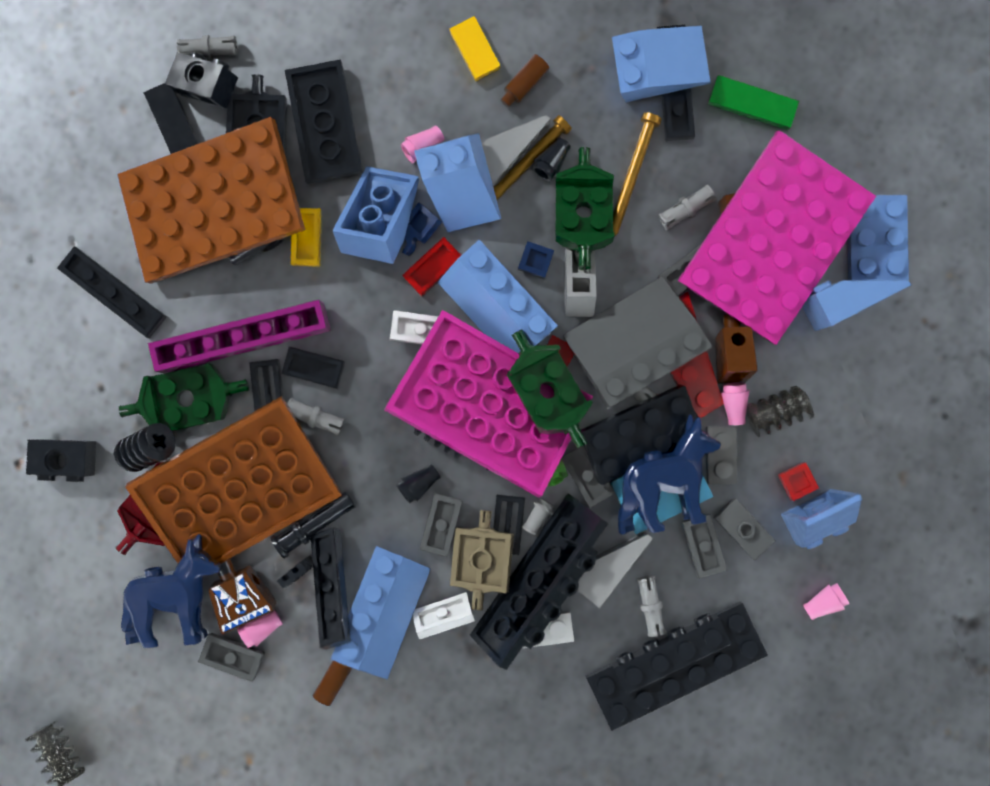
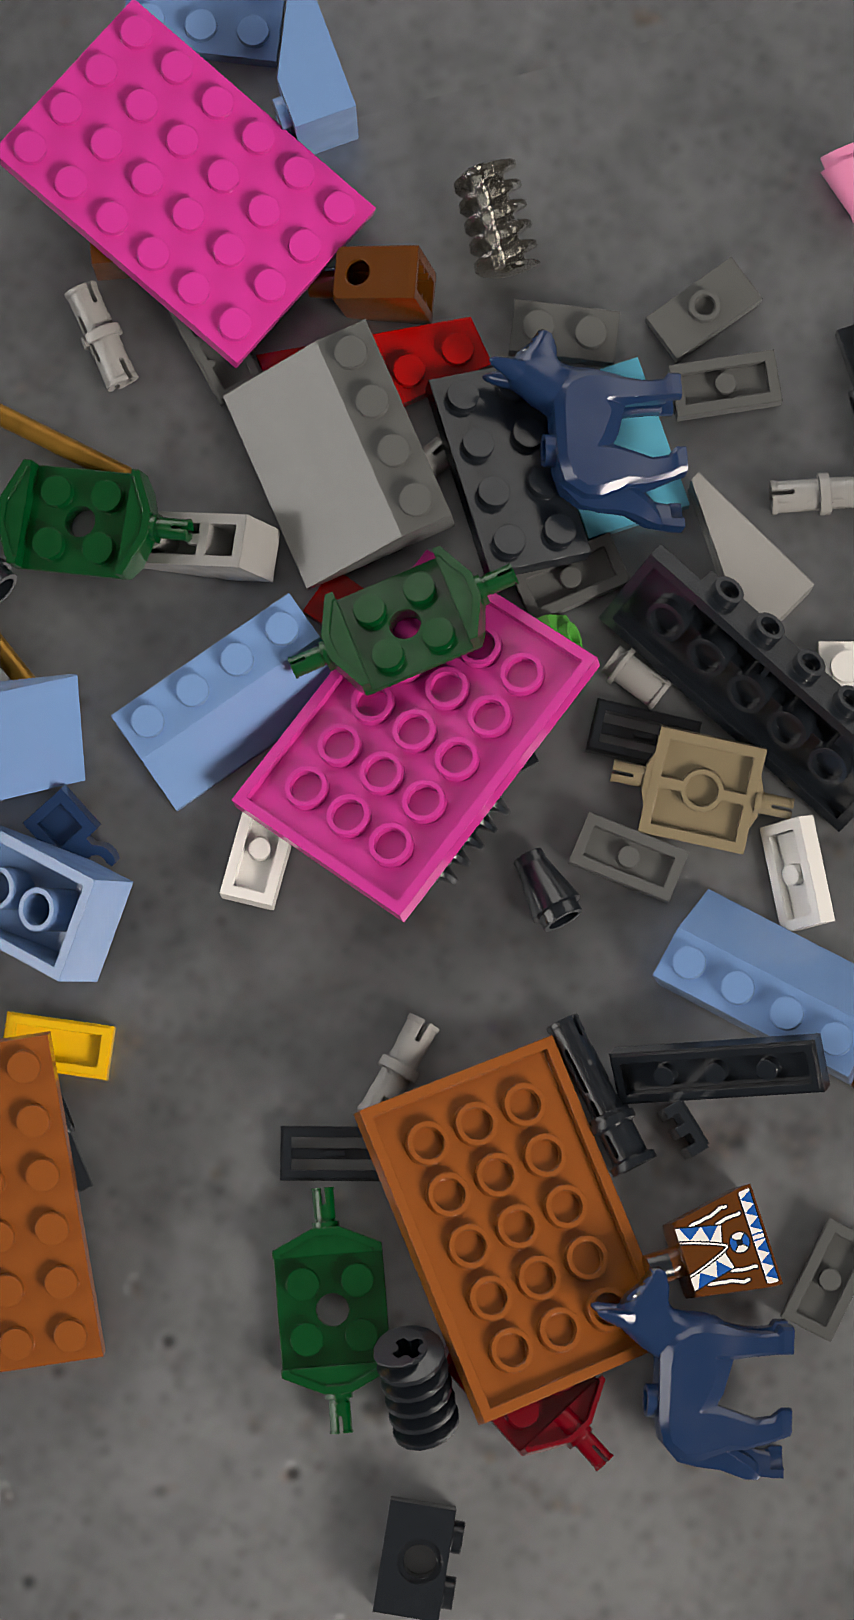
camera: 80 degrees left, 5 degrees down
(111, 292) = (110, 1429): black tile -> none
(239, 337) = (231, 1185): magenta brick -> none
(259, 629) = (783, 1219): bright pink cone -> none
(313, 367) = (305, 1061): black tile -> none
(431, 266) = (146, 815): red tile -> none
(535, 259) = (160, 622): dark blue plate -> none
(735, 401) = (466, 295): bright pink cone -> none
(798, 481) = (628, 202): red plate -> none
(822, 516) = (697, 168): medium blue slope -> none

